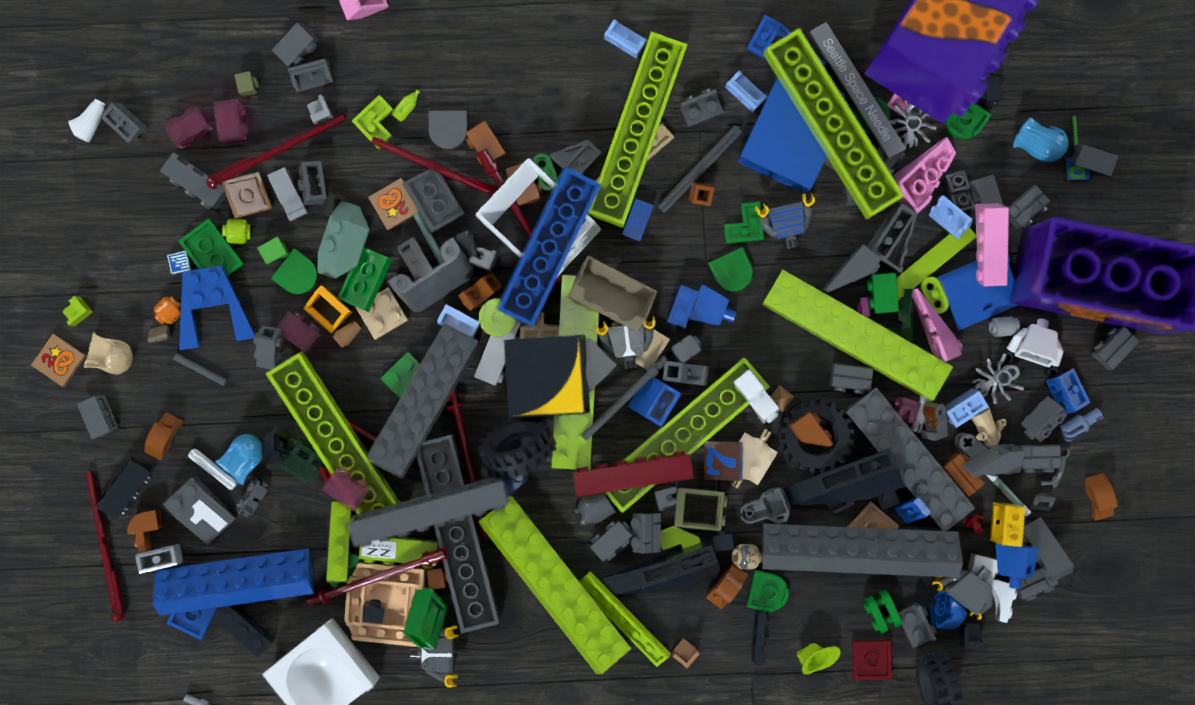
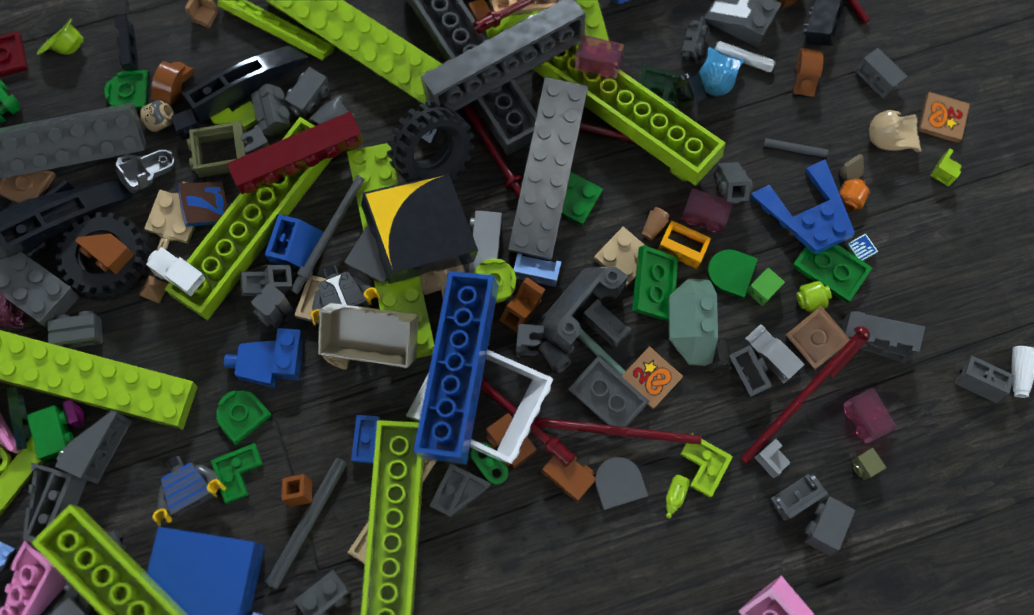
camera: 160 degrees right, 15 degrees down
(188, 127) = (912, 395): clear pink brick -> none

